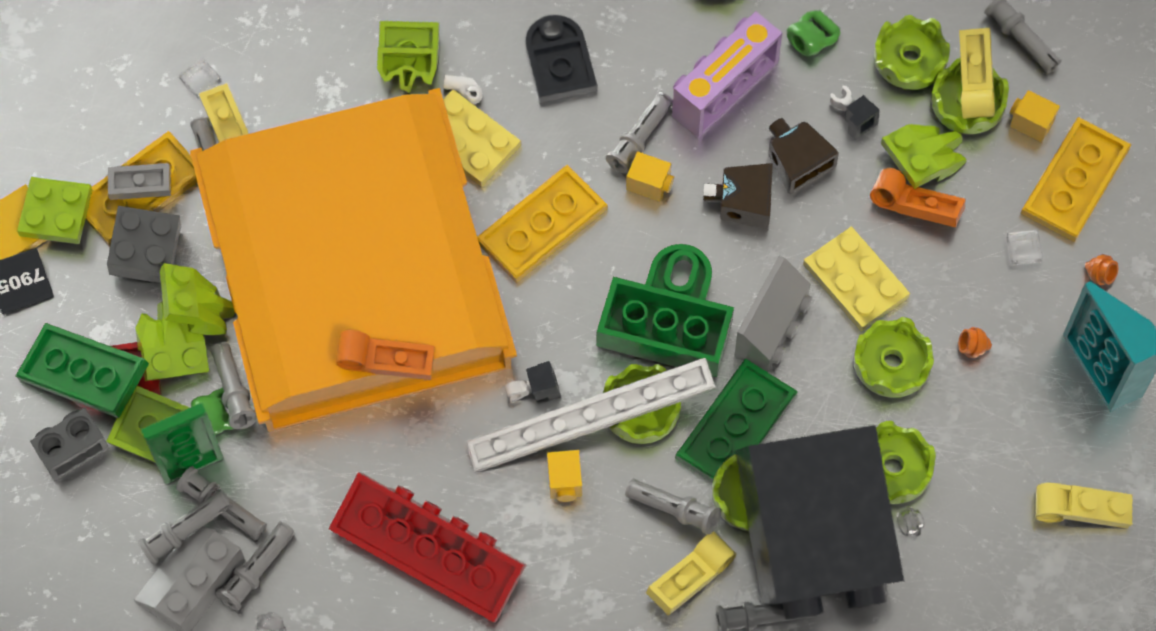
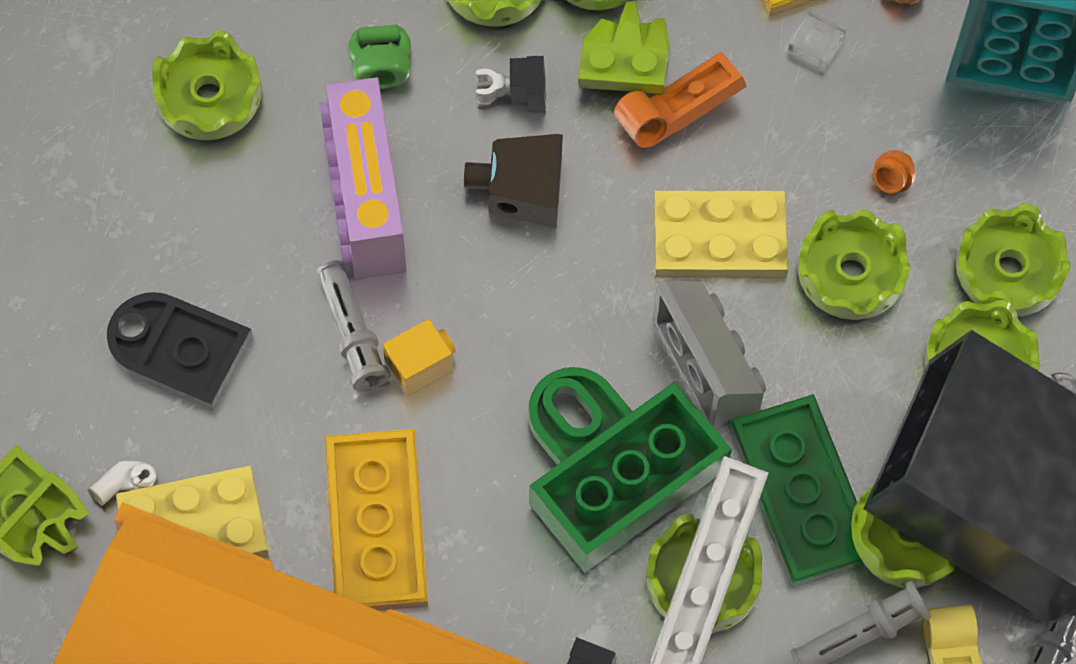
camera: 55 degrees left, 0 degrees up
(743, 194) = (527, 272): dark brown torso -> none
(978, 423) = (1018, 235): none -> lime plate

